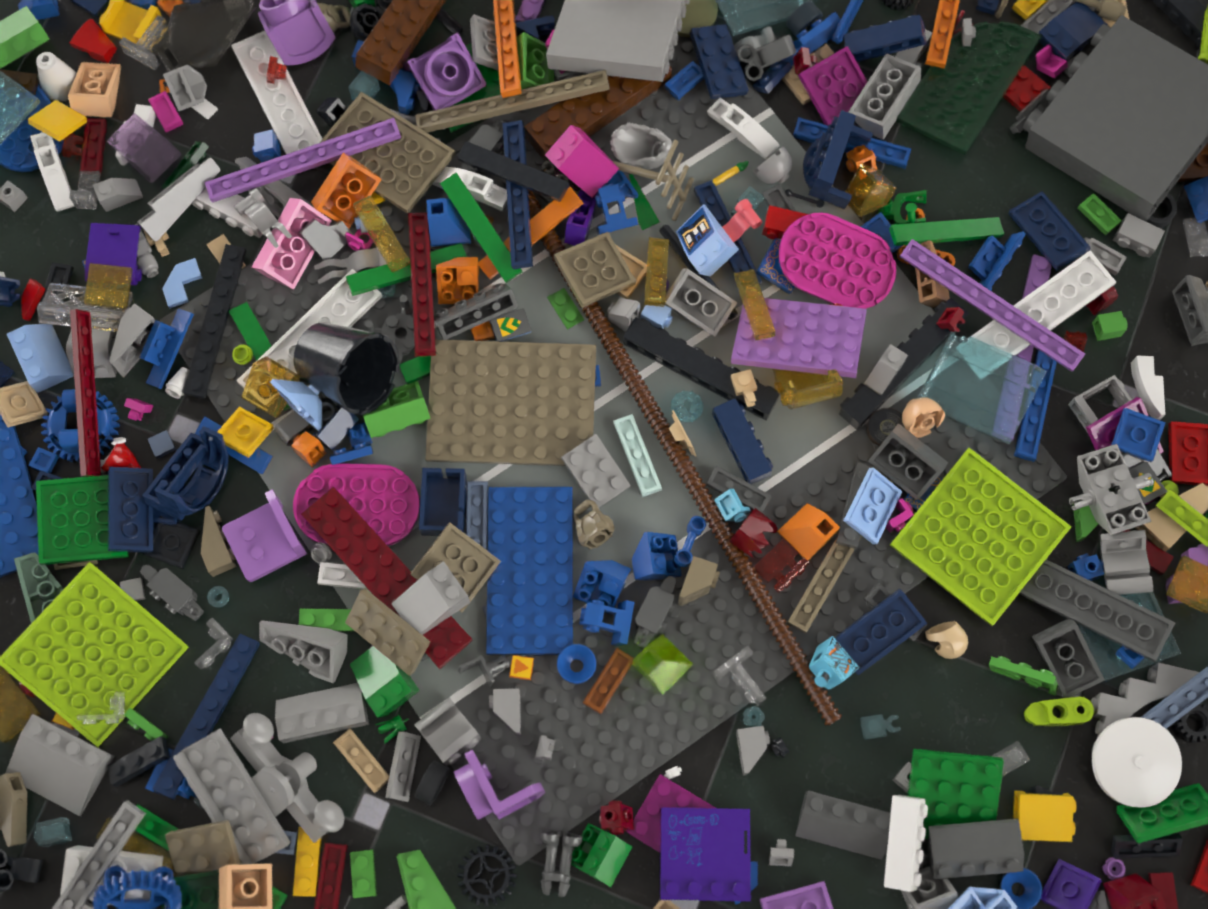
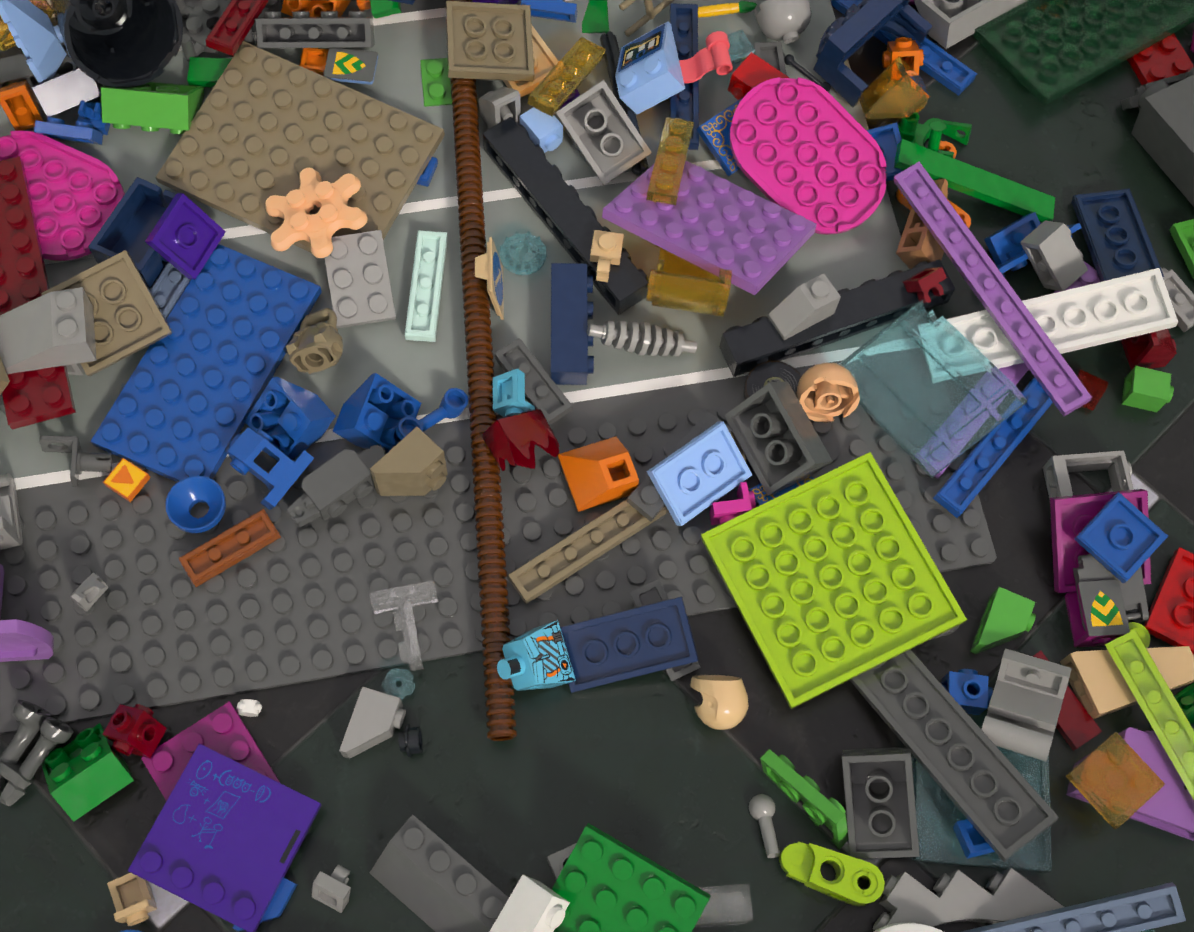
camera: 20 degrees right, 5 degrees down
(476, 494) = (185, 236): none -> dark purple plate
(507, 707) = (76, 521): light grey slope -> none
(555, 451) = (318, 227): none -> light nougat plate
(662, 663) = (308, 553): clear neon green slope -> none
(776, 560) = (536, 493): clear red plate -> none
(792, 432) = (642, 338): none -> light grey piece
(876, 726) = (560, 774): clear light blue plate -> none
(1001, 693) = (762, 809): none -> light grey bar
(1018, 262) = (1054, 255): none -> light grey brick
(1105, 472) = (1048, 594): light grey slope -> none
(1149, 386) = (1168, 487): white slope -> none

